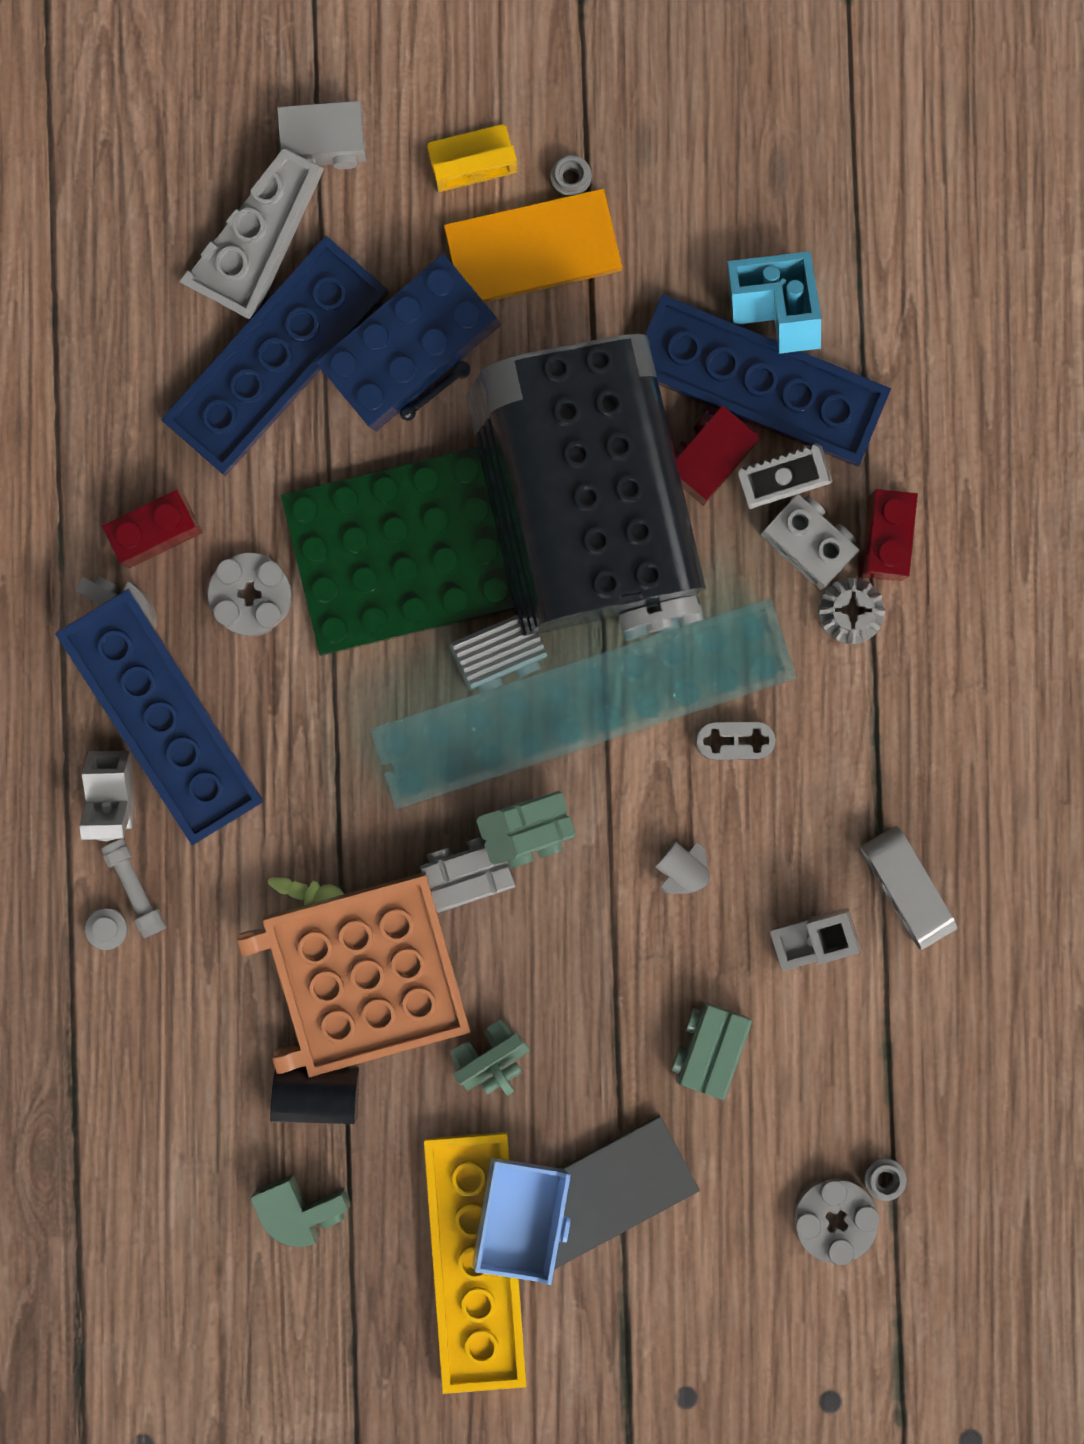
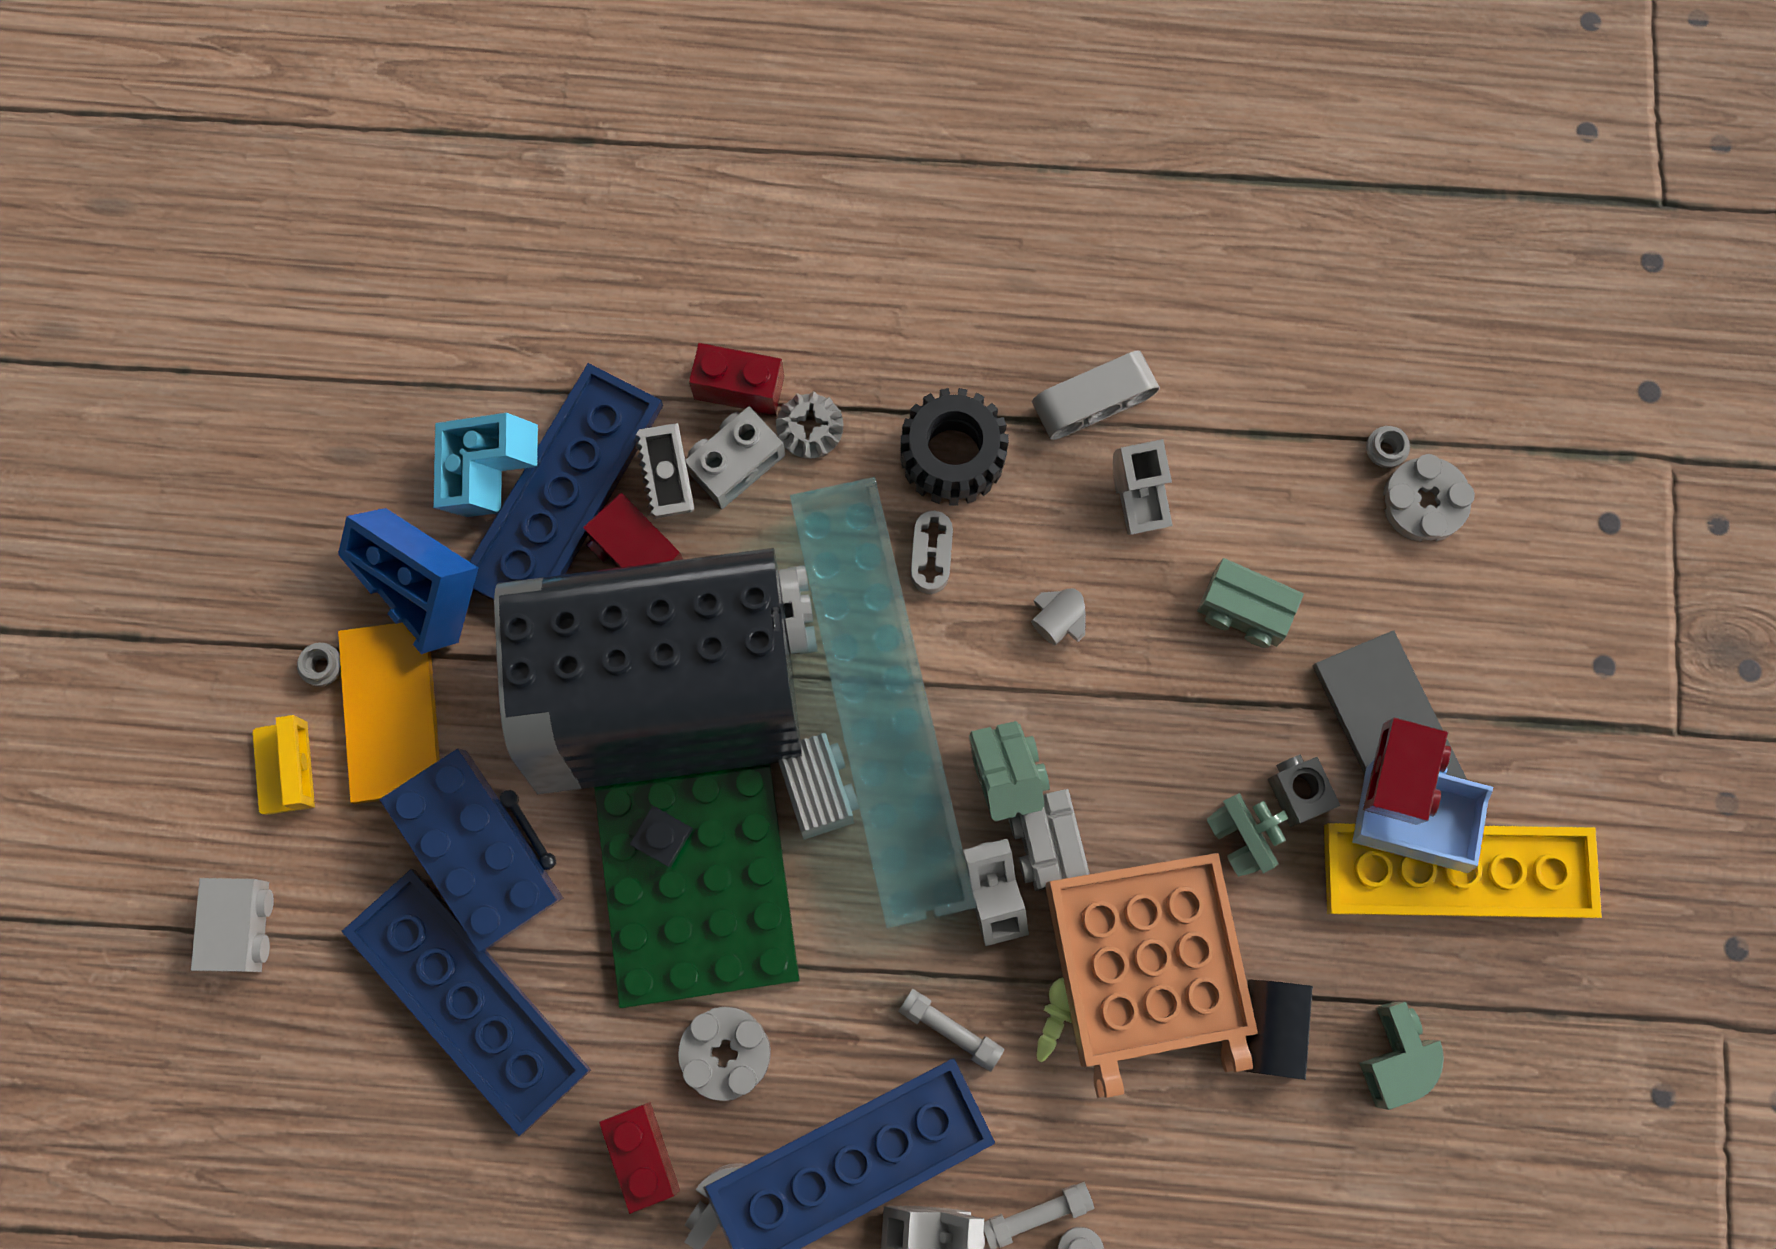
camera: 80 degrees left, 10 degrees down
(252, 245) = (341, 1015): light grey wing -> none
(272, 829) = (983, 1051): none -> light grey bar
(413, 827) = (996, 892): none -> light grey brick
(436, 514) = (661, 836): none -> black plate
(528, 1126) = (1321, 797): none -> dark grey brick
(555, 1202) = (1407, 771): none -> dark red brick
(663, 250) = (412, 573): none -> blue wedge
(875, 752) = (962, 415): none -> black tyre

